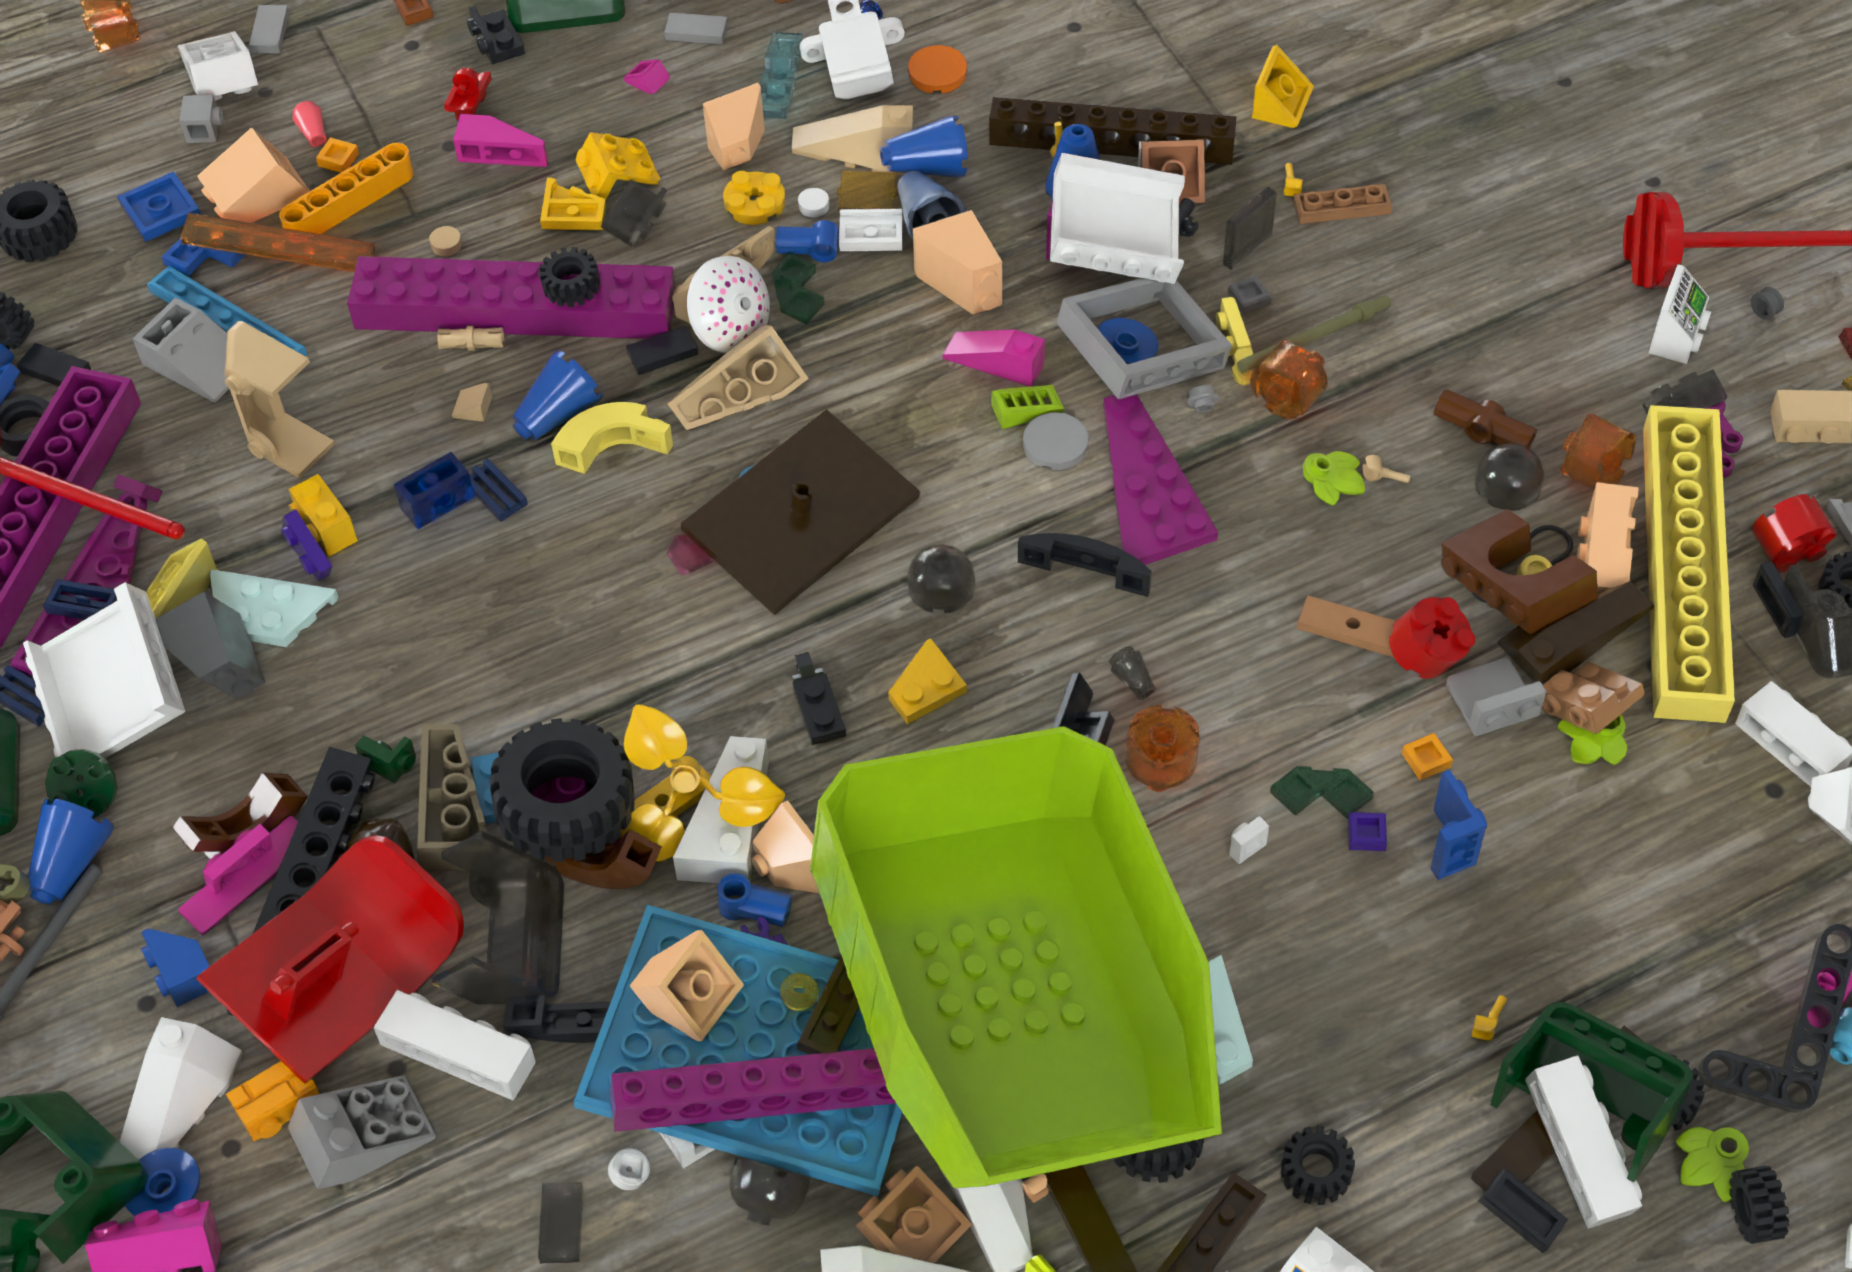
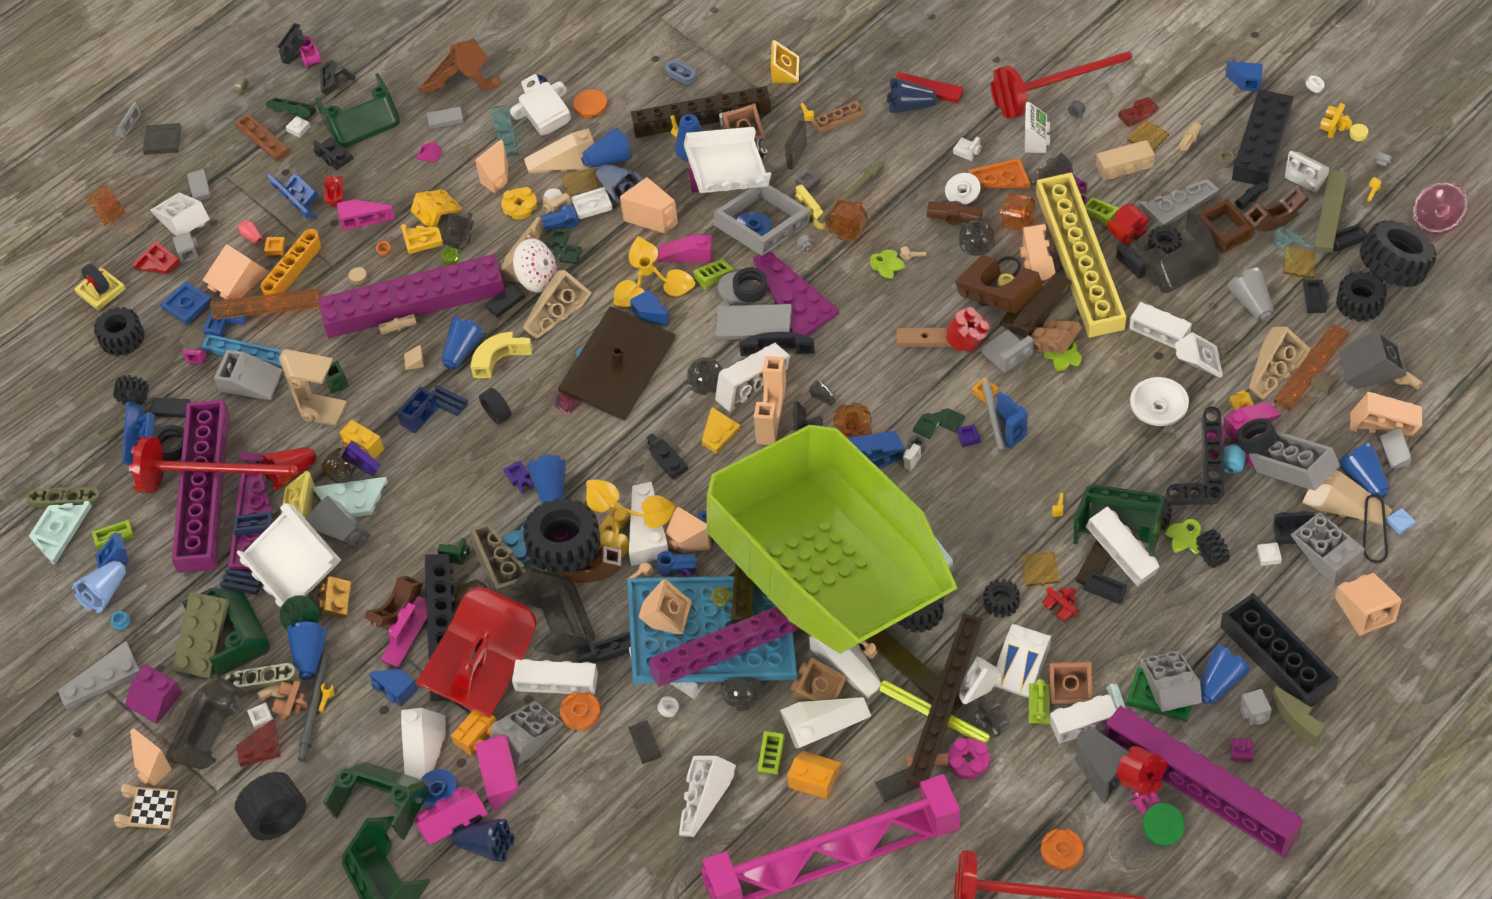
camera: 15 degrees left, 0 degrees up
(39, 141) = (98, 286): none -> light yellow plate
(64, 942) = (326, 694): none -> yellow hand
(131, 295) = (195, 356): none -> dark pink slope
(148, 126) = (156, 260): none -> red wing
(156, 773) = (334, 597): none -> pearl gold bracket
(199, 514) = (299, 457): none -> red cone
(259, 548) = (337, 468): none -> dark brown hair
(269, 1189) = (497, 770): none -> dark pink slope
(327, 394) = (336, 378): none -> dark green brick
(412, 82) = (298, 191): none -> blue bracket
(473, 1122) = (580, 711): none -> orange tile
(509, 204) = (383, 245): none -> orange hinge
(552, 657) = (518, 475): none -> dark purple plate
(562, 522) = (495, 405): none -> black tyre
(566, 264) = (440, 268): black tyre -> none
(597, 677) = (548, 477): none -> blue cone
(605, 250) = (449, 256): none -> clear neon green tile
(694, 892) = (644, 568): none -> light nougat hand
(809, 215) = (555, 205): none -> tan bracket
(891, 435) = (648, 308): none -> blue slope
(919, 339) = (642, 256): none -> yellow plant
(1015, 686) = (768, 412): none -> light nougat arch
(1017, 601) = (745, 377): none -> white wedge
(1053, 504) = (750, 320): none -> light grey tile
(1078, 423) = (750, 273): none -> black tyre
(1105, 58) = (680, 72): none -> sand blue plate
(1184, 805) = (880, 448): none -> blue wedge
(1271, 808) = (917, 439): none -> dark grey bush
(1411, 1131) = (1040, 569): none -> clear yellow piece
(1425, 810) = (993, 416): none -> light grey bar
(1434, 1232) = (1067, 609): none -> red hips
(1476, 201) = (909, 96): none -> dark blue cone
(1511, 374) = (960, 183): none -> white dish
(1516, 196) = (943, 90): none -> red tile
(1549, 318) = (967, 148): none -> white bracket
(1592, 380) = (1002, 175): none -> orange wing
(1749, 864) = (1159, 394): none -> white dish
(1750, 503) = (1100, 210): none -> lime slope

